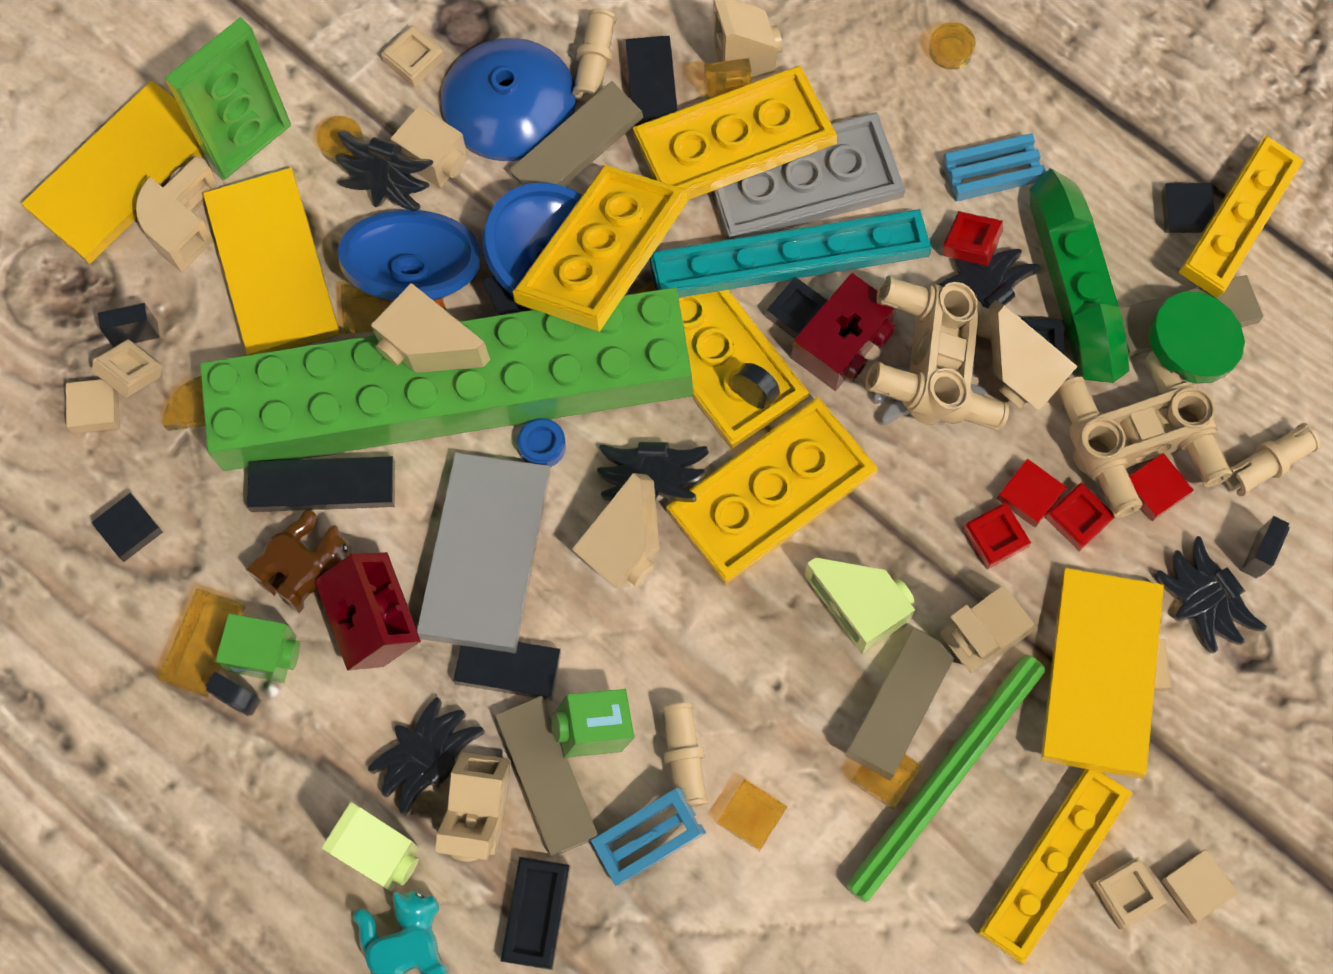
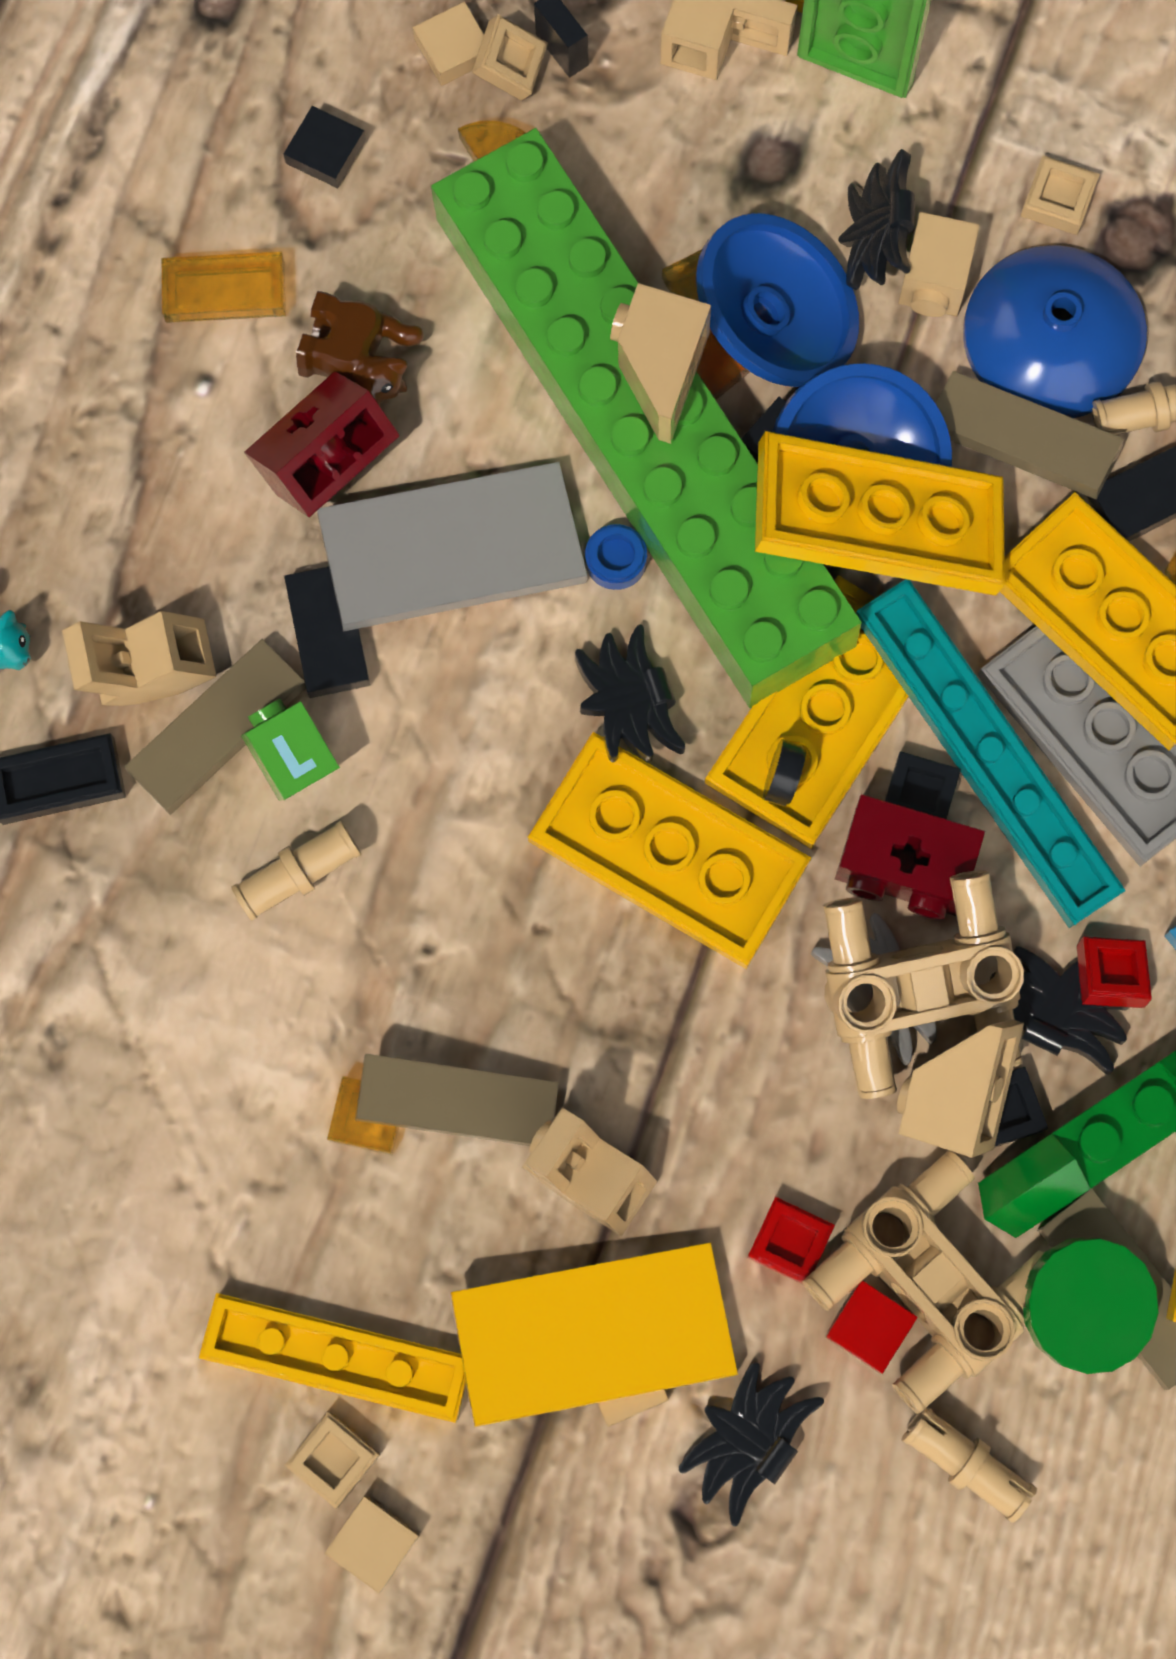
camera: 70 degrees right, 5 degrees up
(232, 694) = (173, 343): black tile -> none
(258, 648) = (235, 346): bright green brick -> none
(271, 263) = (711, 155): yellow tile -> none
(321, 484) = (462, 332): black tile -> none
(328, 139) = (923, 157): clear yellow tile -> none
(372, 848) = (51, 563): yellowish green slope -> none
(424, 754) = (190, 580): black piece -> none
(624, 535) = (529, 693): tan slope -> none
(684, 815) = (217, 893): dark azure tile -> none
(752, 815) = (258, 977): clear yellow tile -> none
(861, 599) = (564, 1008): yellowish green slope -> none
(945, 778) = (392, 1189): bright green axle -> none
(996, 535) = (722, 1144): red tile -> none
(1031, 492) = (796, 1168): red tile -> none
(1266, 547) = (840, 1491): black tile -> none

